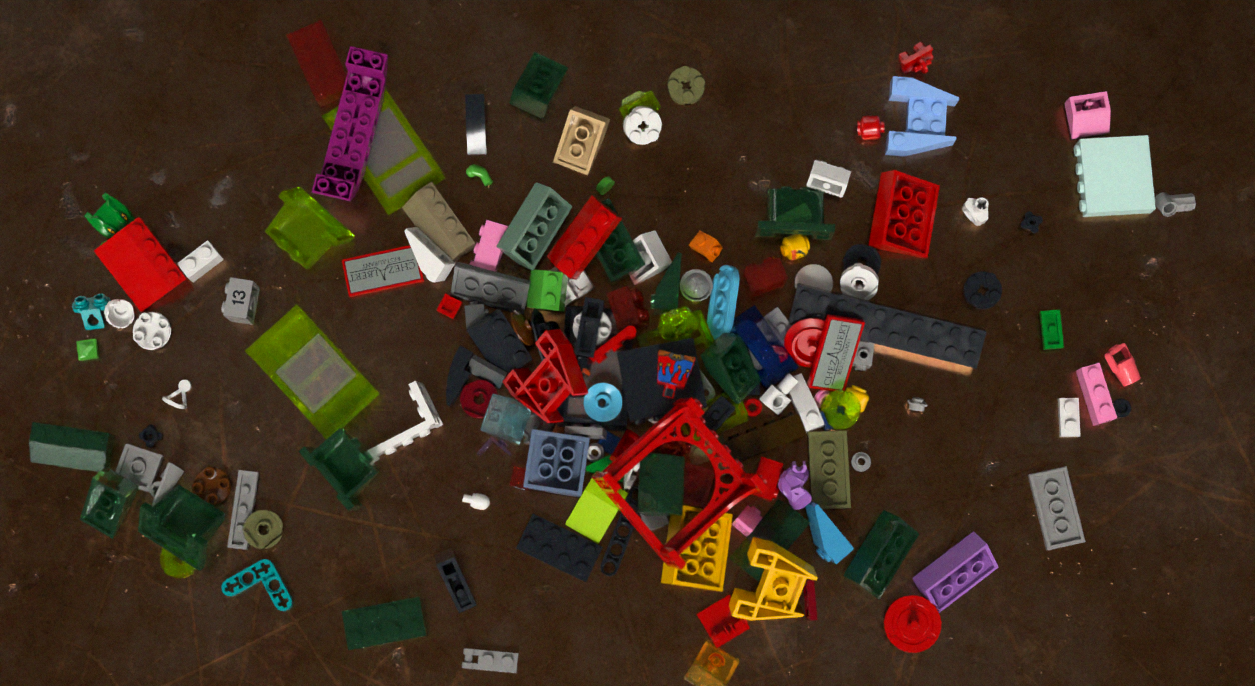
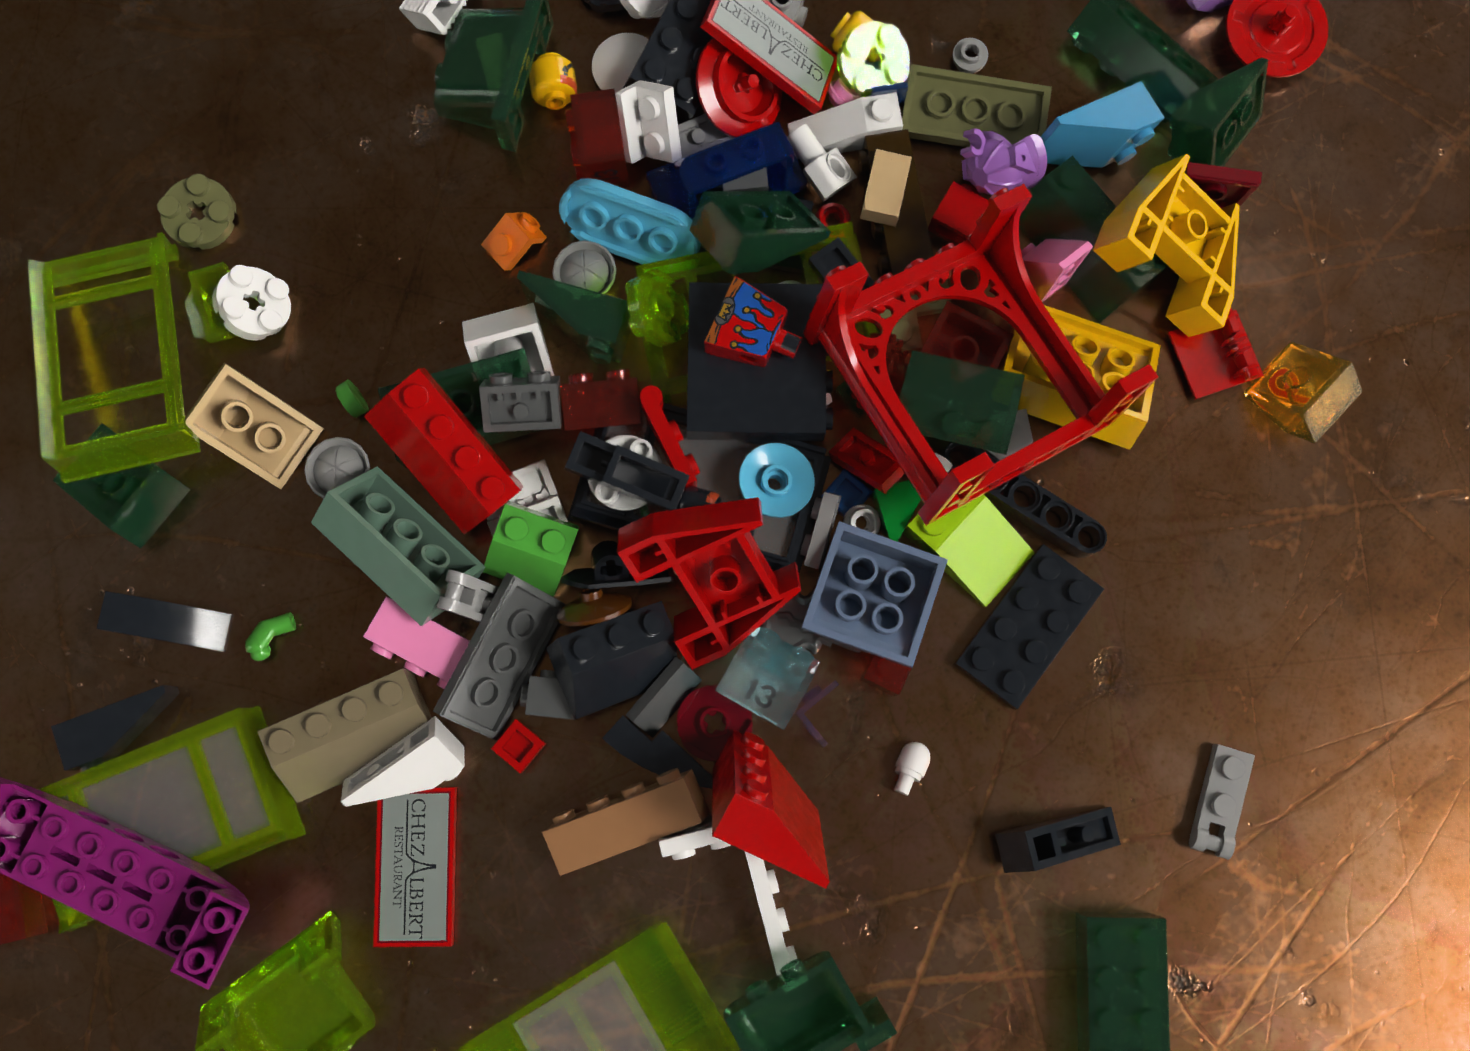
camera: 80 degrees left, 0 degrees up
(417, 110) = (110, 729): none -> black slope
(422, 365) = (626, 821): none -> medium nougat brick
(440, 429) = (766, 810): none -> red slope
(514, 264) = (466, 595): none -> light grey plate
(552, 87) = (122, 449): none -> clear neon green piece
(568, 186) = (334, 464): none -> light grey hat
(615, 268) = (520, 402): none -> dark grey bracket
(771, 428) = (886, 187): none -> tan slope
(777, 299) = (648, 122): none -> white bracket
(847, 597) = (1219, 116): none -> clear green slope

